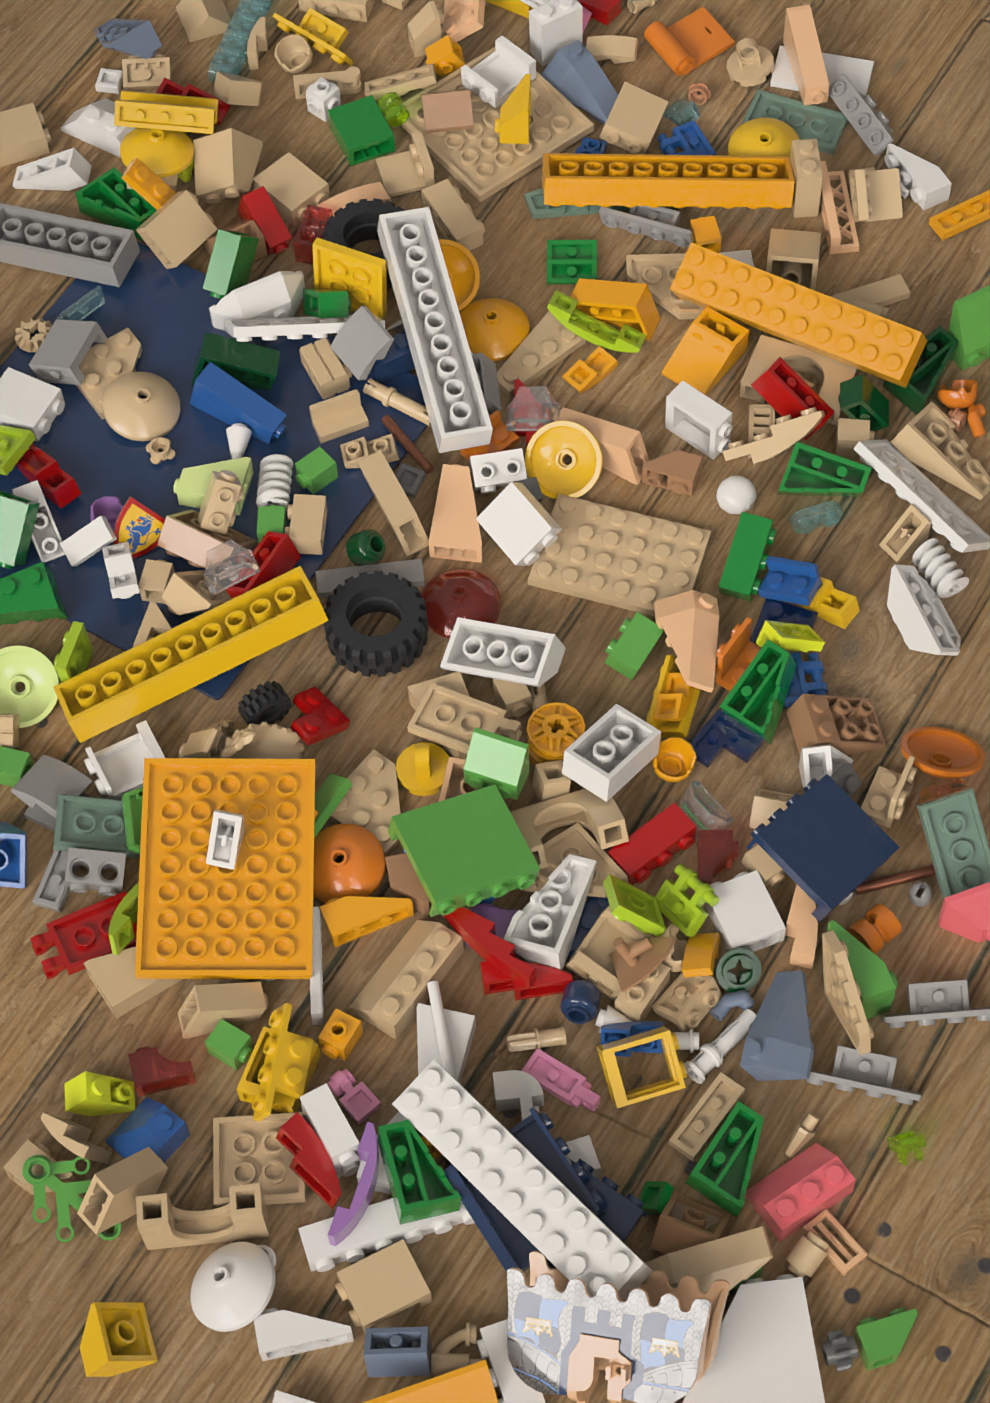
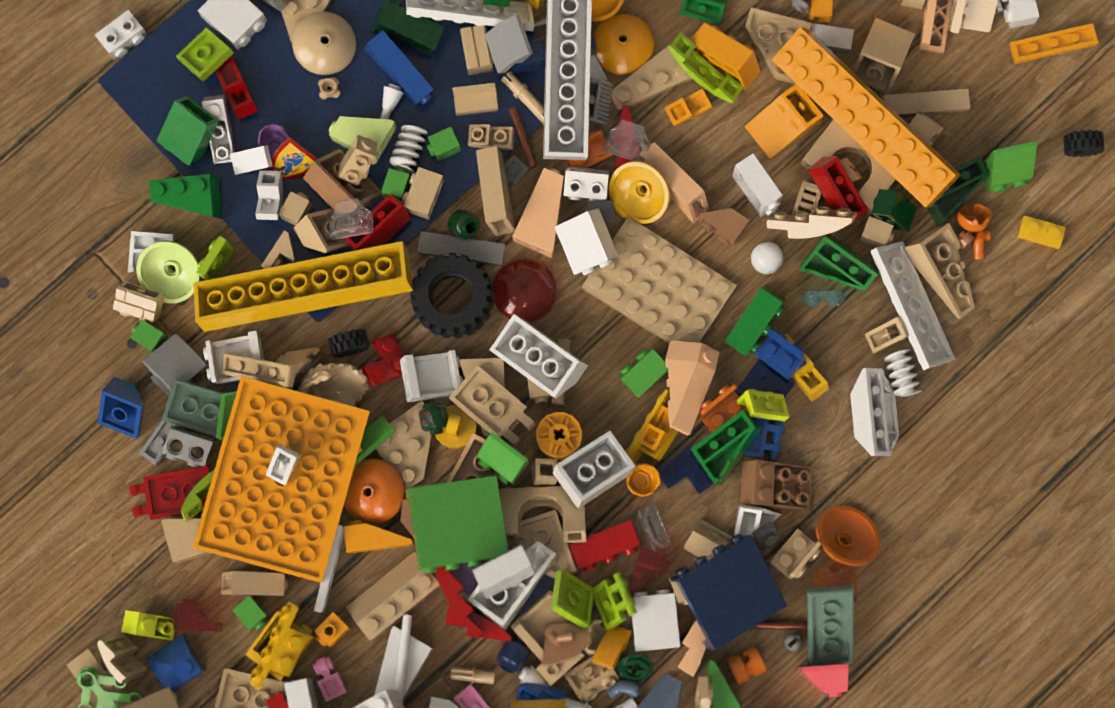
camera: 20 degrees right, 20 degrees up
(130, 765) = (259, 369): none -> tan tile
(375, 717) = (430, 375): none -> white panel
(395, 757) = (433, 418): none -> dark green head
(540, 885) = (504, 571): none -> white brick

